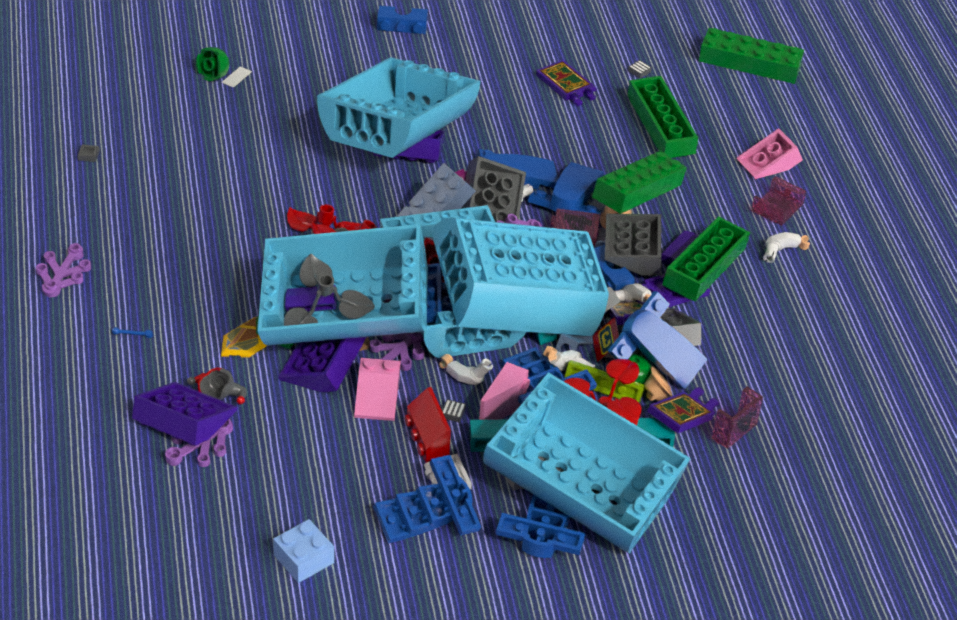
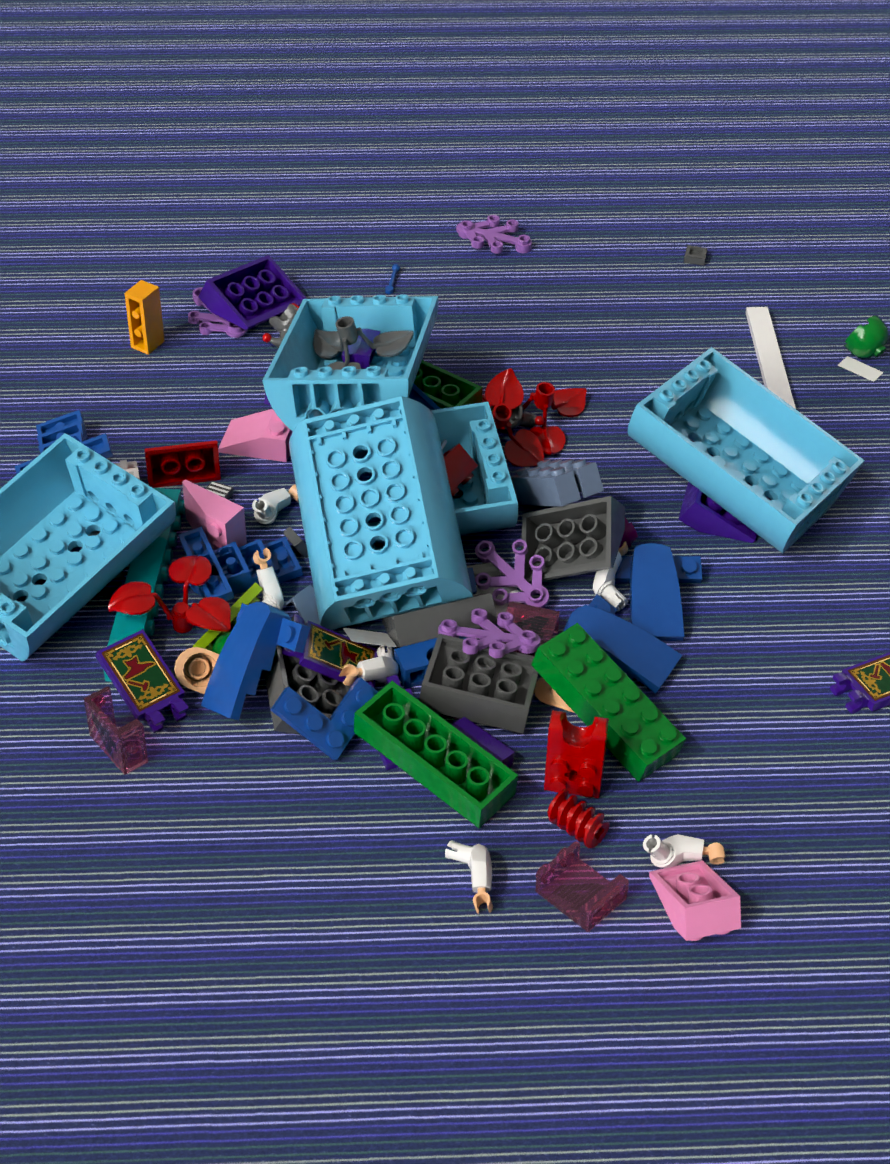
camera: 100 degrees right, 0 degrees up
(237, 117) = (768, 353): none -> white tile
(243, 468) = (144, 317): none -> light orange brick
(303, 550) = (40, 365): light blue brick -> none
(507, 352) = (296, 541): none -> dark grey tile
(596, 219) = (492, 637): none -> medium lavender plant
(662, 116) = (786, 767): green brick -> none
(694, 192) = (575, 756): none -> red brick
(700, 314) = (326, 733): none -> blue plate
(729, 202) = (576, 820): none -> red piece
(736, 165) = (681, 848): none -> white arm

